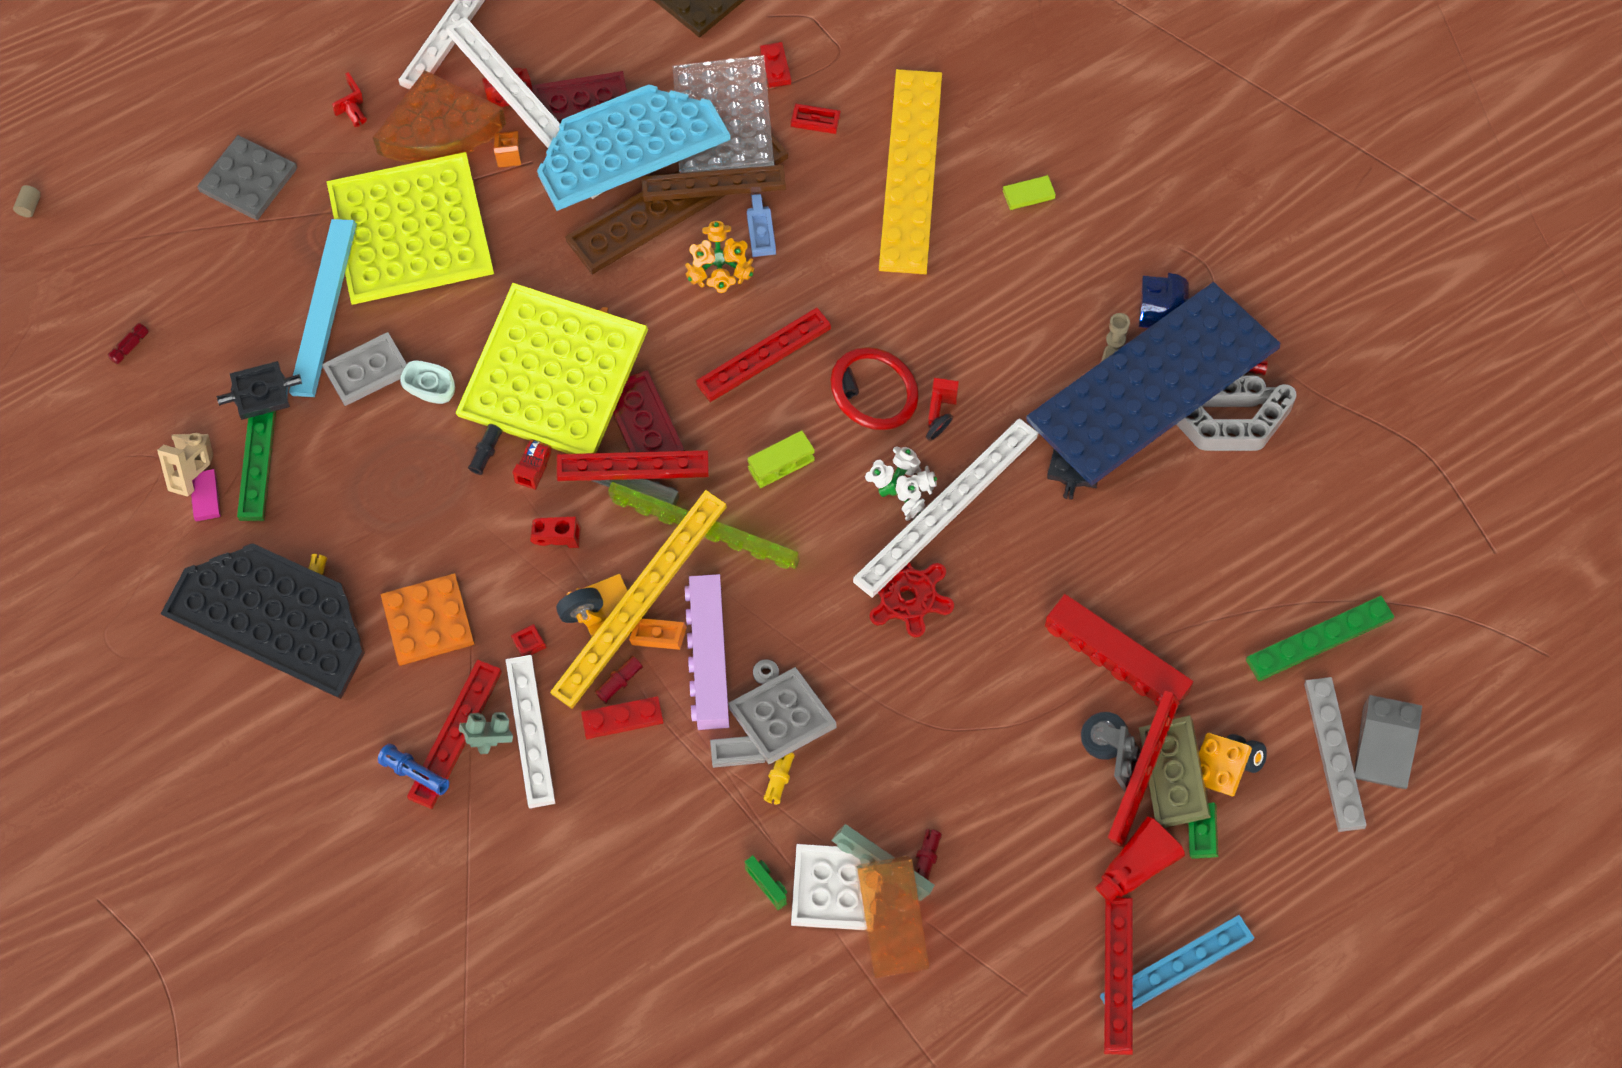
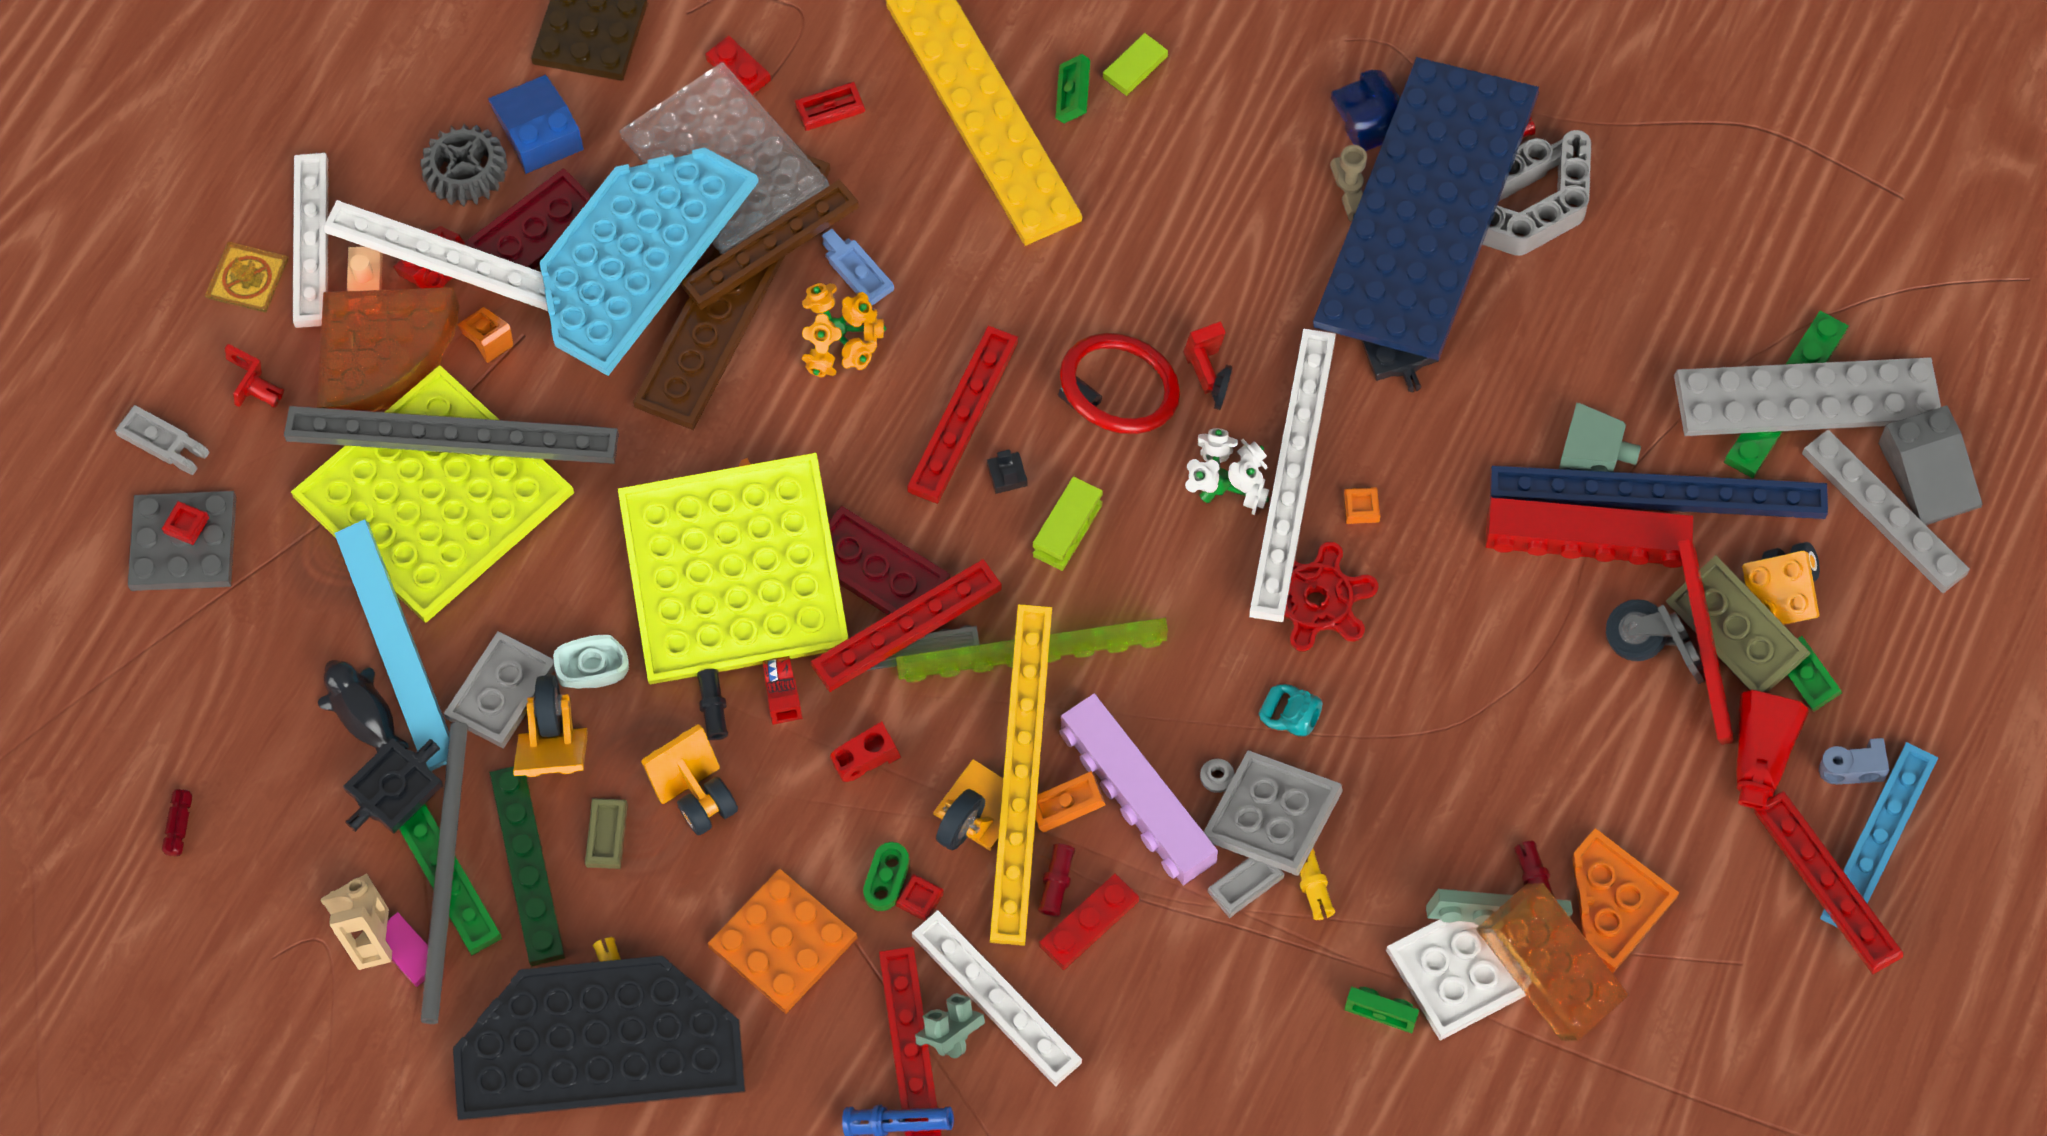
camera: 30 degrees left, 0 degrees up
(252, 166) = (185, 523): none -> red tile
(253, 460) = (444, 874): none -> dark grey piece
(275, 109) = (160, 439): none -> light grey hinge
(279, 331) = (358, 704): none -> black animal
(309, 485) = (527, 867): none -> dark green plate
(368, 492) = (606, 833): none -> olive tile
(375, 415) = (552, 749): none -> light orange plate
(393, 40) = (246, 277): none -> clear yellow piece
(435, 476) = (680, 767): none -> light orange plate
(442, 198) = (451, 434): none -> dark grey plate
(462, 72) = (364, 269): none -> light nougat tile
(513, 615) = (886, 878): none -> green plate
(565, 38) = (464, 175): none -> dark grey gear
(626, 36) = (537, 123): none -> blue slope
(767, 406) = (1007, 471): none -> black tile
(844, 664) = (1299, 714): none -> teal piece
(969, 903) = (1616, 898): none -> orange plate
(976, 186) = (1073, 88): none -> green plate
(980, 553) = (1361, 505): none -> orange tile
(1162, 598) = (1596, 442): none -> sand green torso
(1186, 655) = (1661, 492): none -> dark blue plate
(1192, 909) = (1855, 765): none -> sand blue leg
(1329, 645) = (1804, 396): none -> light grey plate

